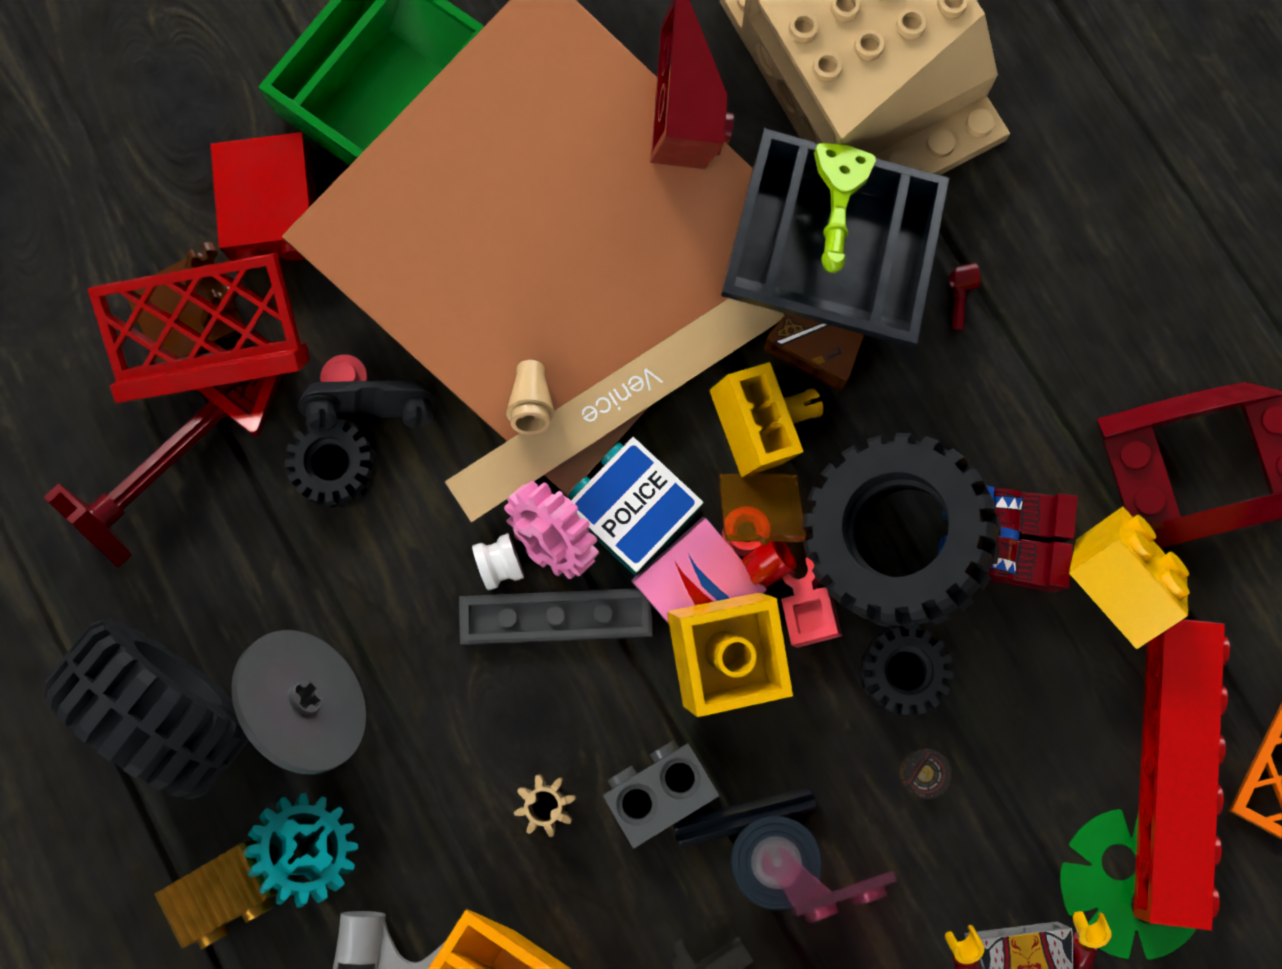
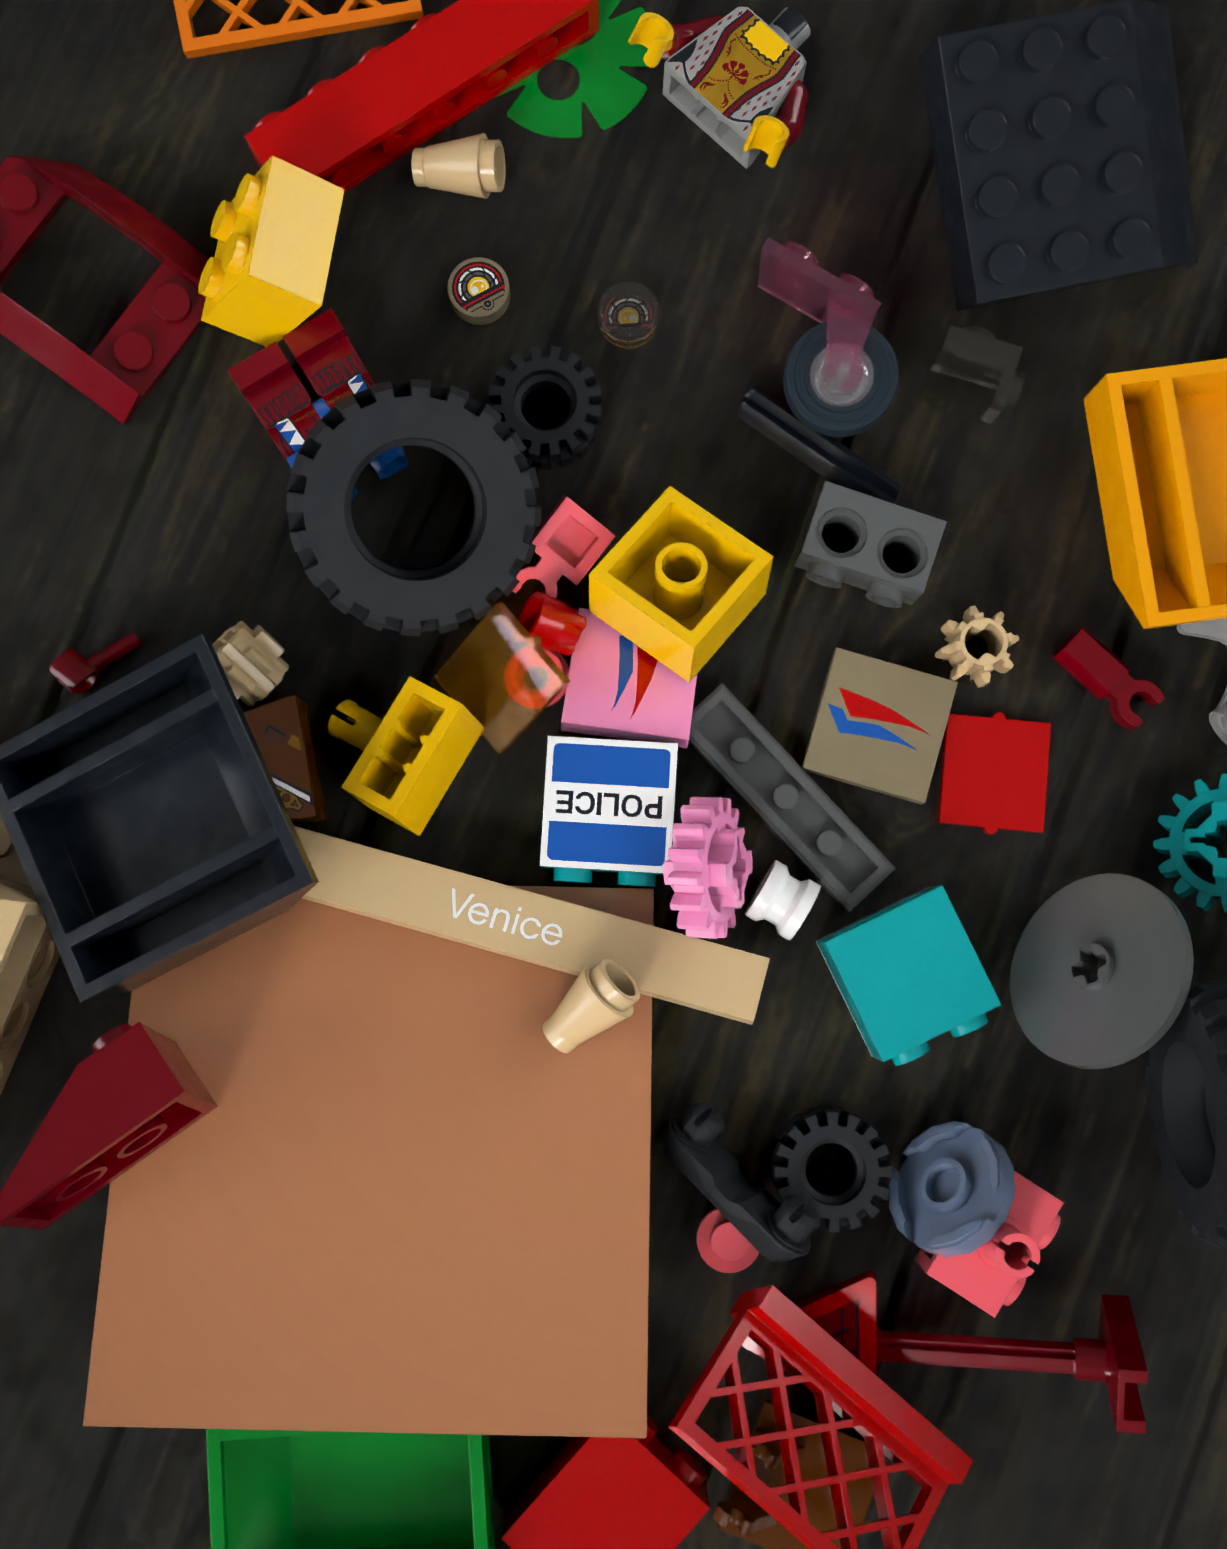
camera: 135 degrees left, 5 degrees up
(218, 519) = (999, 1268): none -> coral brick
(259, 515) = (952, 1189): none -> sand blue tile
(394, 595) = (909, 975): none -> teal piece
(464, 753) = (994, 773): none -> red piece
(464, 870) = (1105, 676): none -> dark red bar
(549, 707) = (879, 726): none -> dark tan tile
(841, 186) = (85, 856): lime piece -> none
(890, 371) = (250, 661): none -> tan gear
(1014, 693) = (479, 291): none -> tile
(1104, 748) = (461, 166): none -> tan cone

